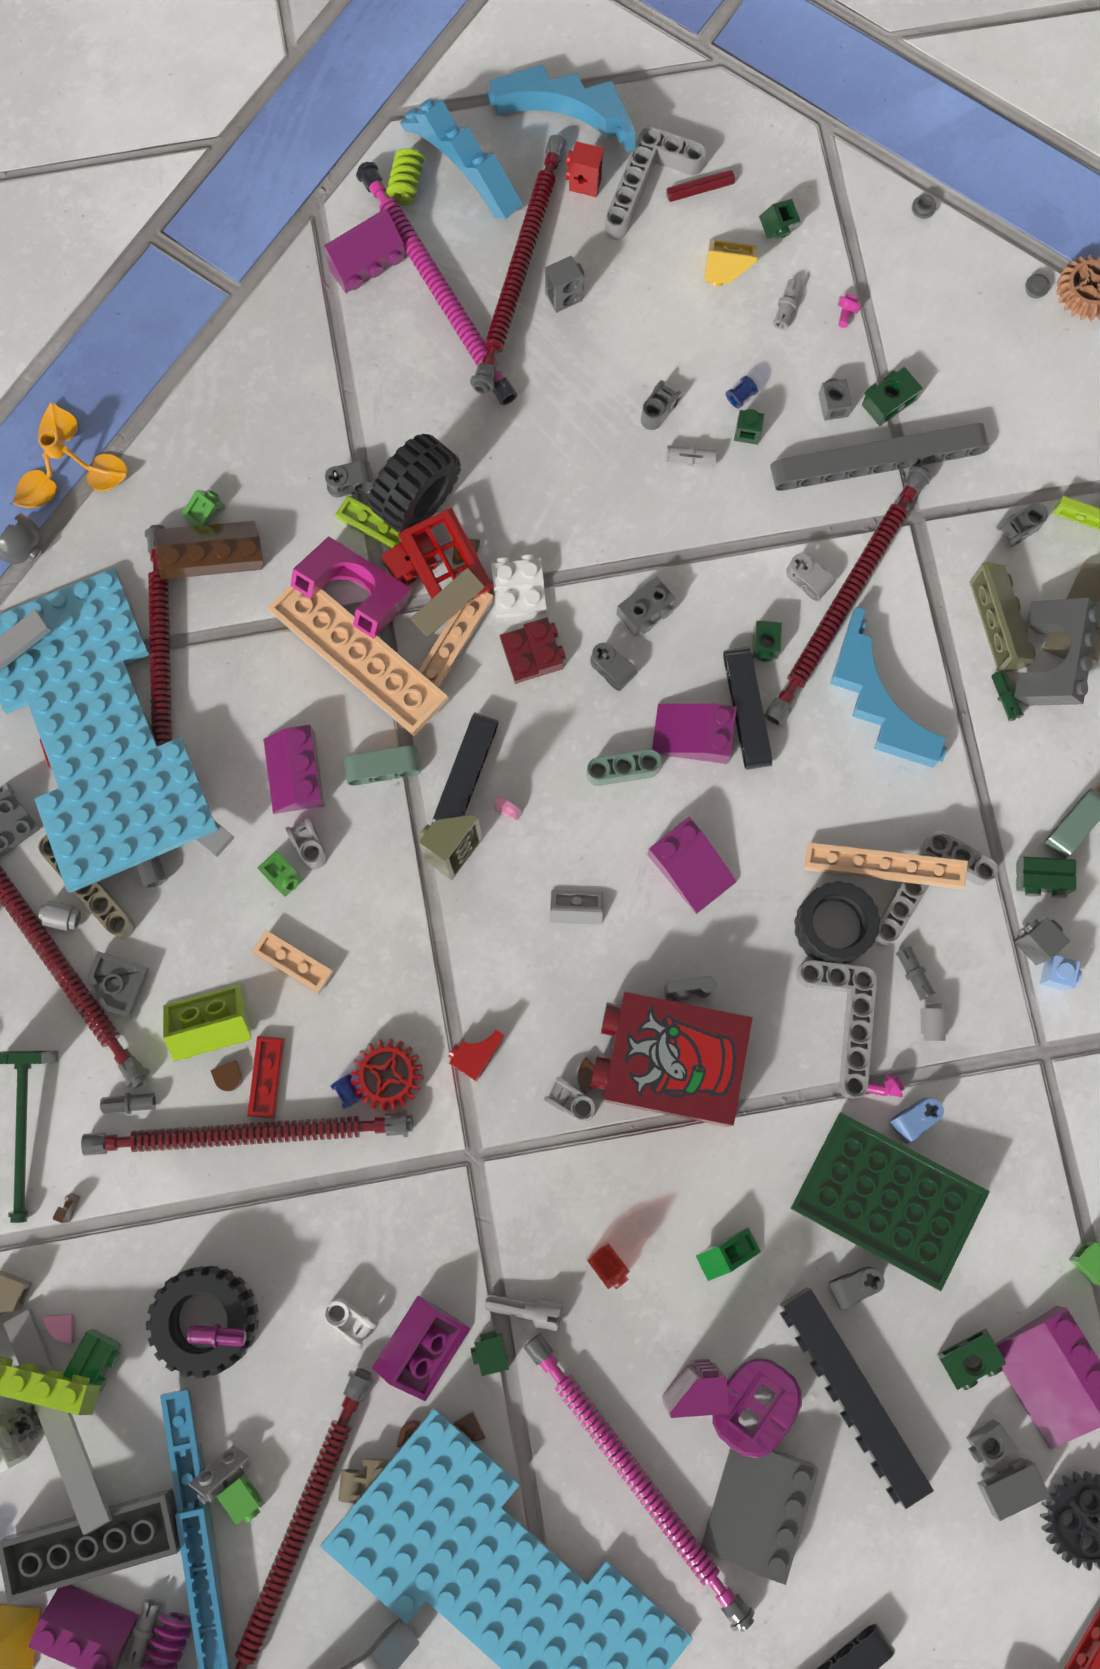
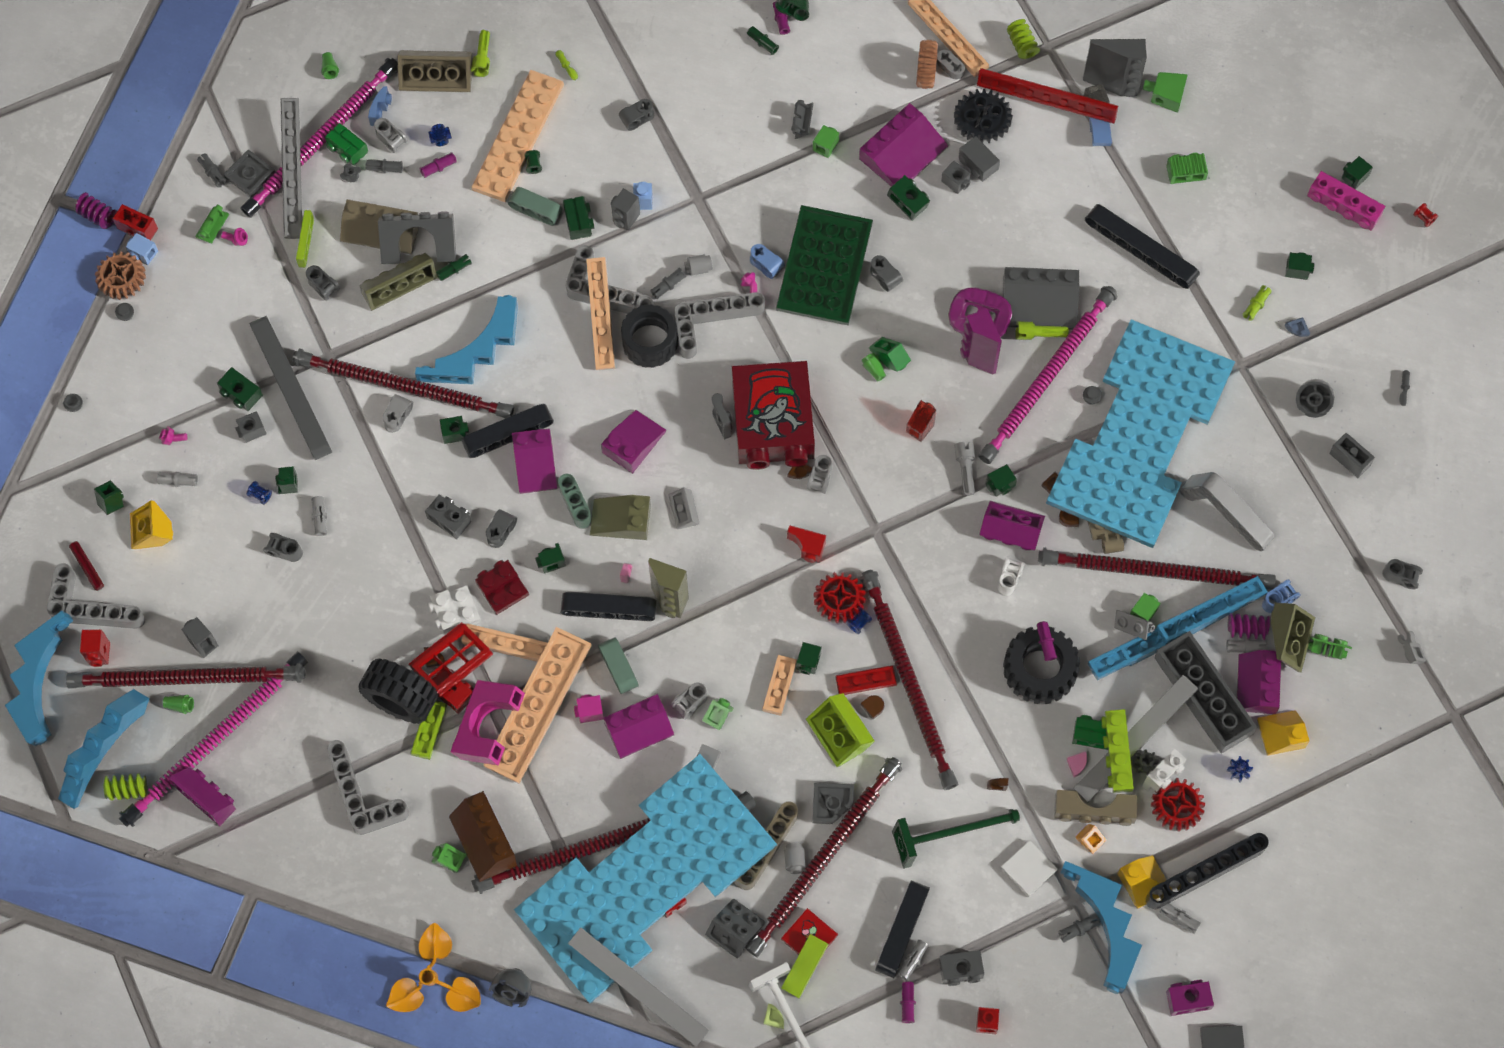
camera: 105 degrees left, 10 degrees down
(128, 1103) = (913, 766): dark grey axle -> none
(314, 424) = (355, 795): none -> light grey beam
(315, 1008) = (808, 658): none -> dark green brick
(335, 715) = (589, 708): none -> dark pink brick
(352, 478) = (396, 753): dark grey piece -> none
(447, 603) = (484, 647): dark tan tile -> none
(491, 253) = (180, 703): none -> bright green cone
(551, 718) = (550, 559): none -> dark green brick
(584, 821) = (621, 517): none -> olive slope
(587, 1535) = (1092, 395): none -> dark grey plate
(713, 1472) = (1028, 331): none -> lime piece
(714, 1225) = (874, 366): none -> bright green cone
(856, 1398) = (953, 260): black brick -> none

